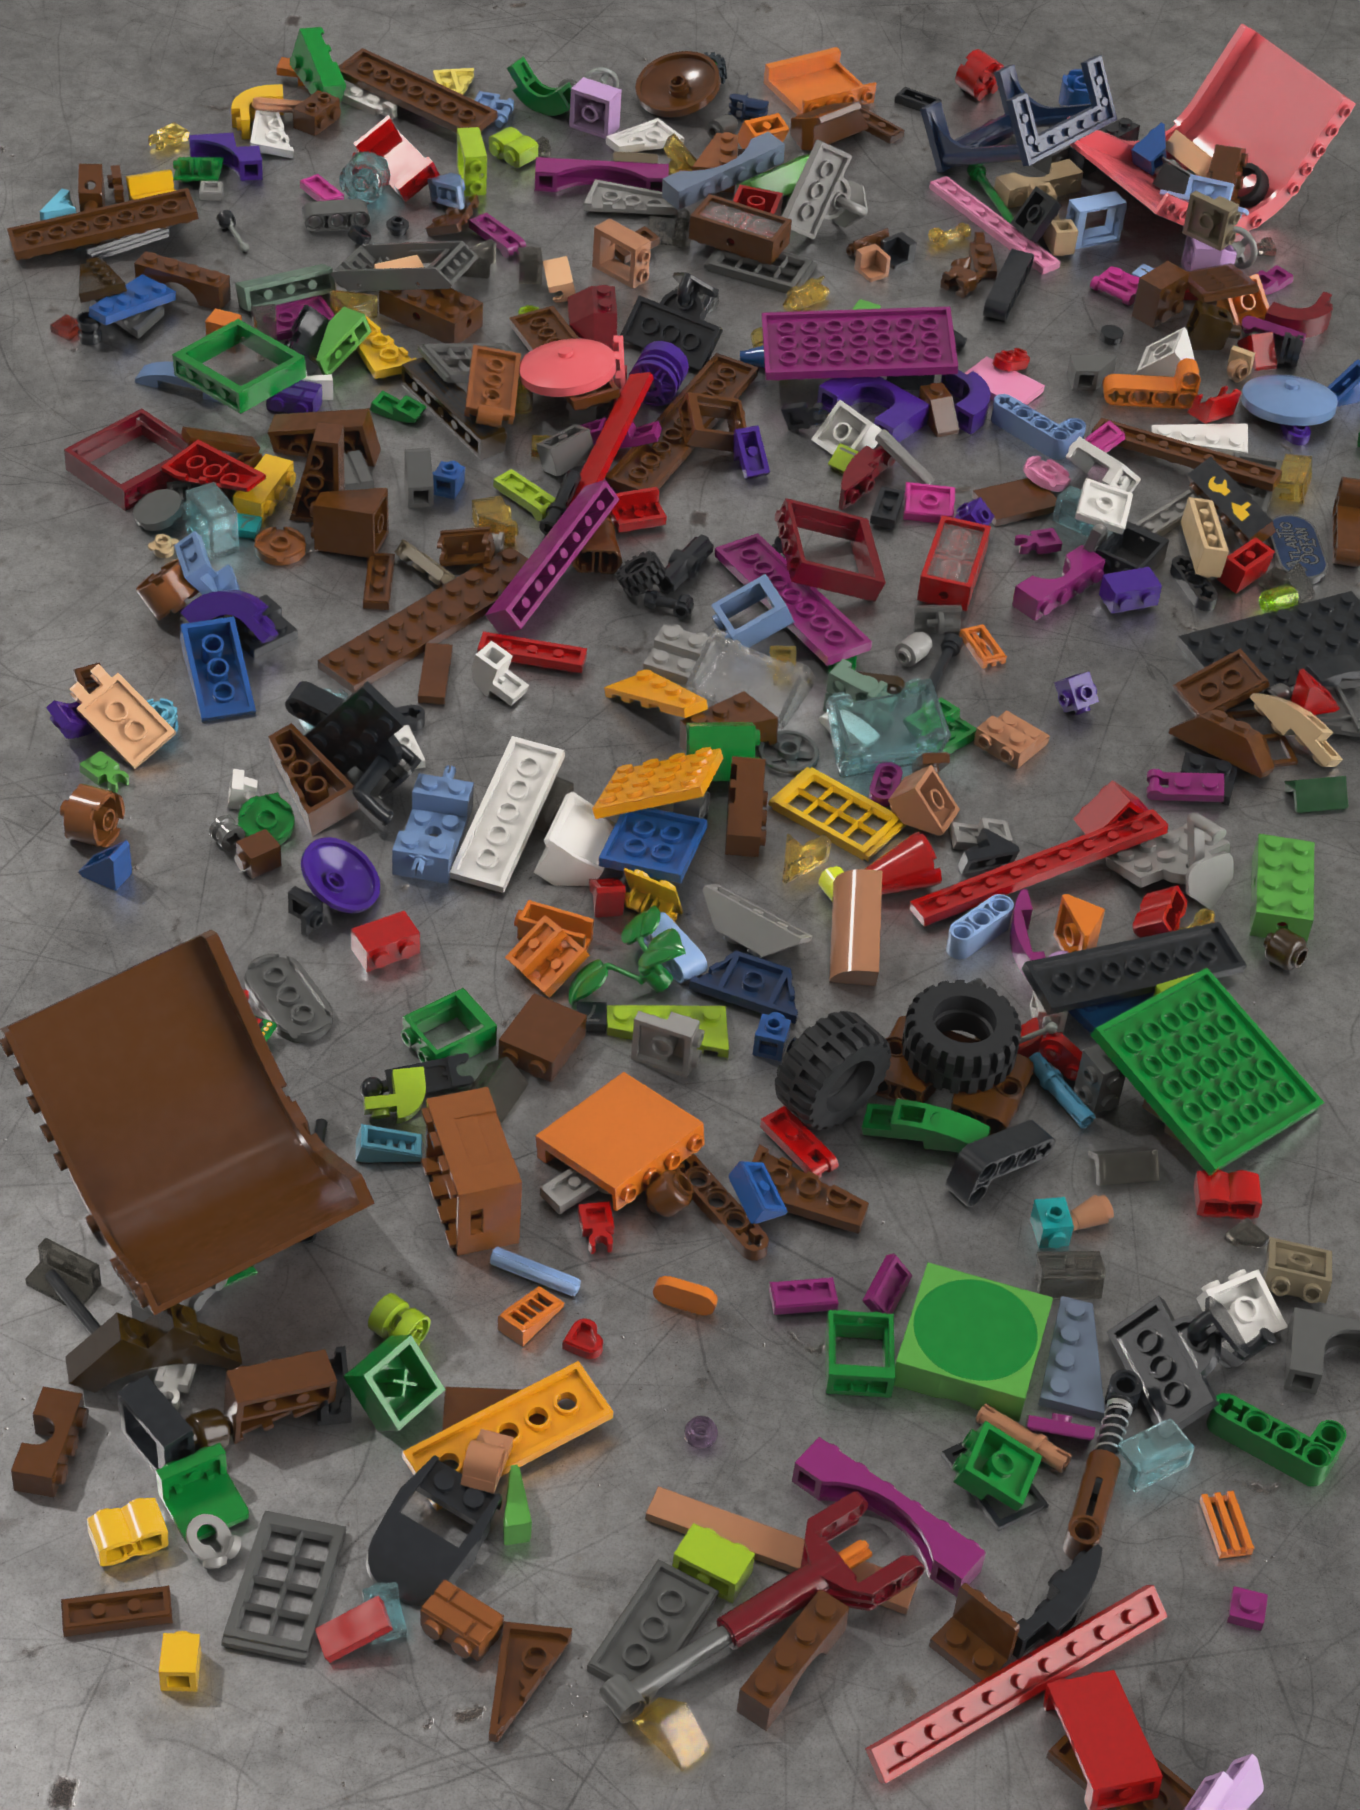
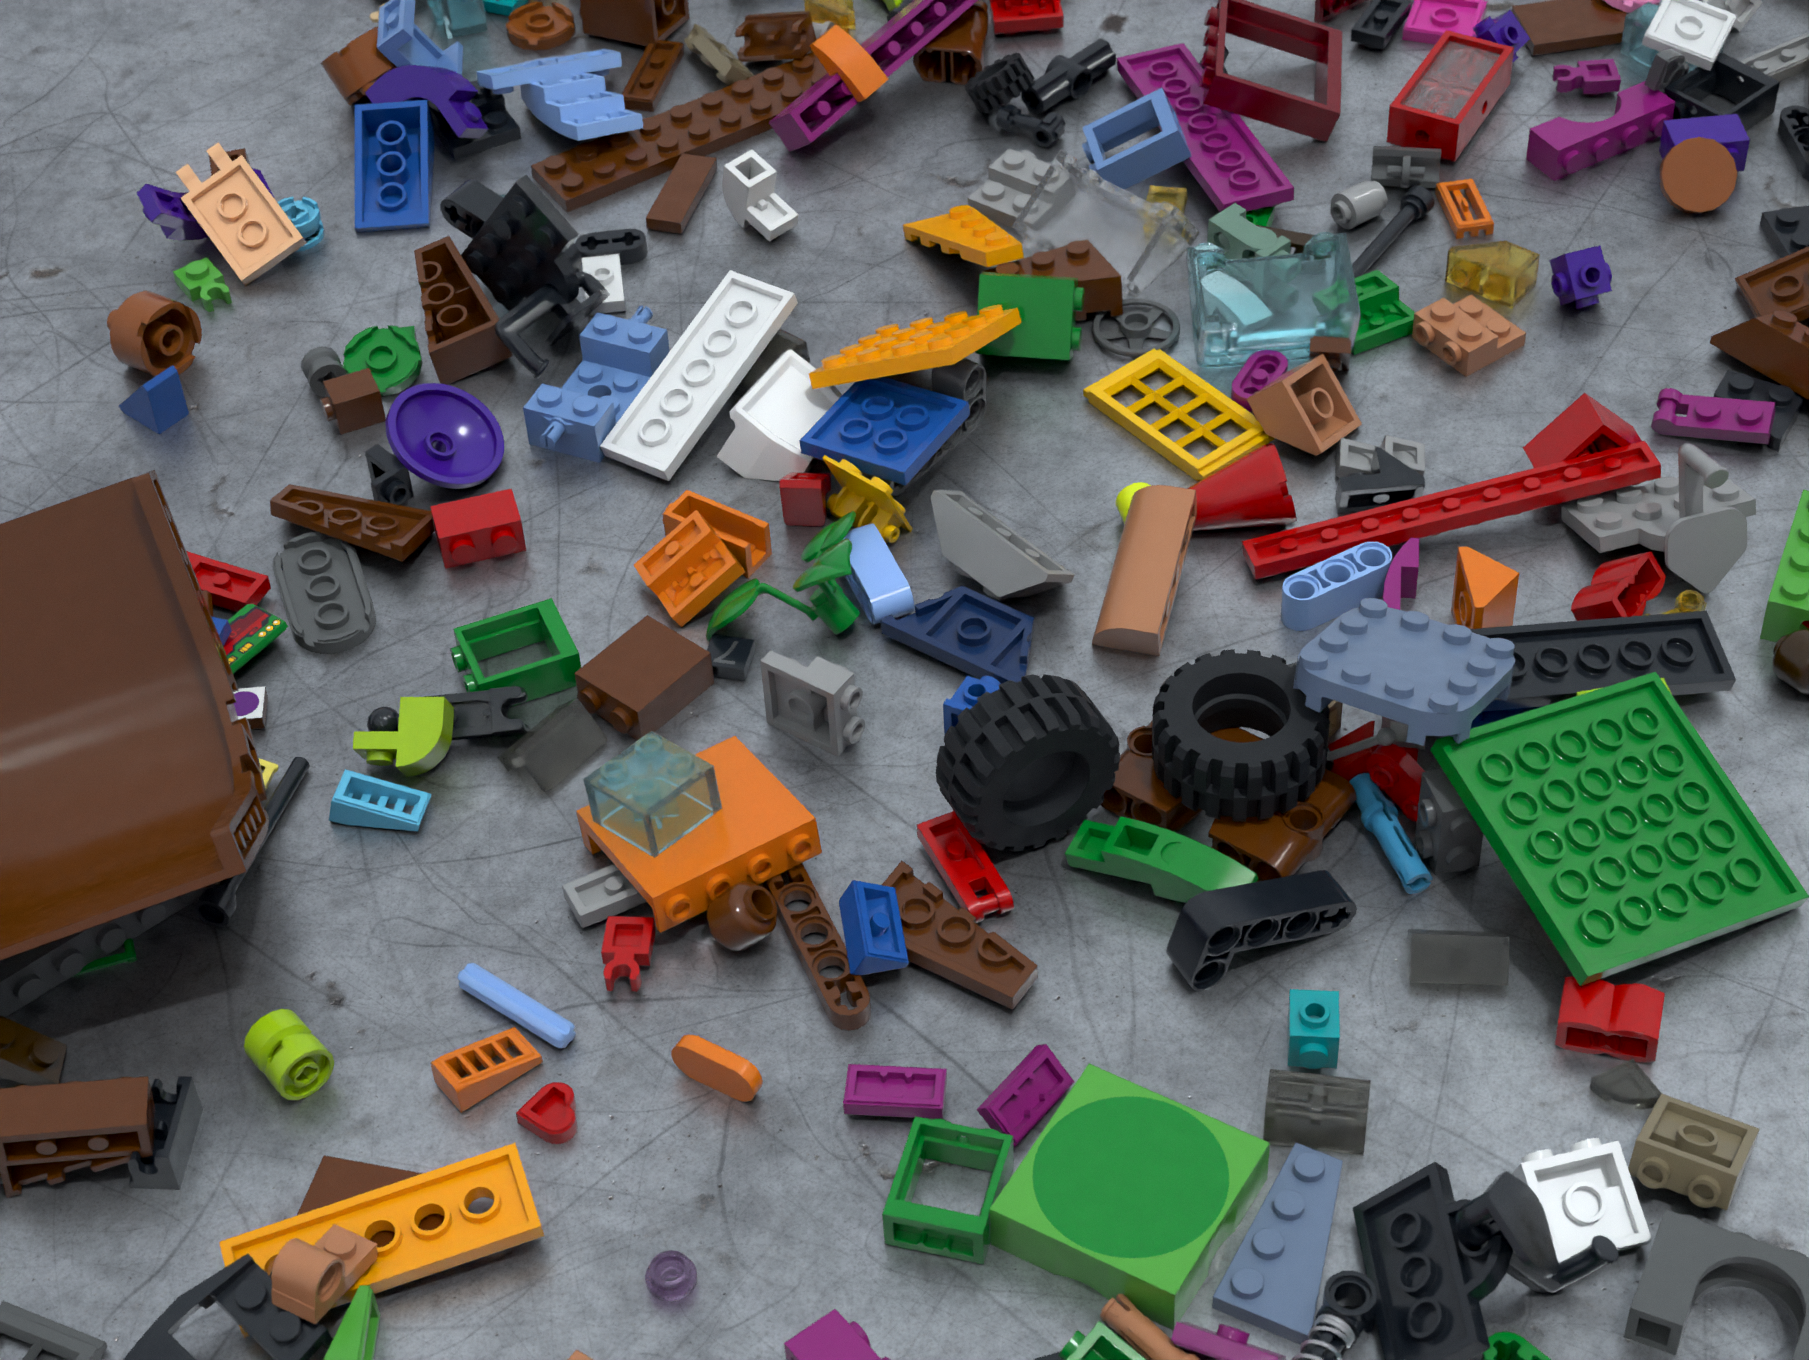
camera: 20 degrees right, 0 degrees up
(240, 789) = (362, 314): white tile -> none
(303, 944) = (360, 521): none -> reddish brown wing
(329, 604) = (568, 93): none -> light blue slope
(394, 1383) = (238, 1139): green brick -> none
(472, 1171) = (456, 849): dark orange container -> none
(534, 563) = (845, 56): none -> orange slope
(538, 652) = (828, 175): red plate -> none
(592, 1118) = (653, 793): none -> clear light blue brick
(712, 1020) = (887, 683): lime wing -> none
(745, 807) = (1042, 395): reddish brown wedge -> none
(802, 859) = (1101, 470): clear yellow slope -> none
(1017, 692) = (1493, 270): none -> clear yellow slope
(1062, 983) = (1406, 669): none -> sand blue plate
(1092, 1212) = (1379, 1022): nougat cone -> none
(1132, 613) = (1697, 175): none -> dark orange tile

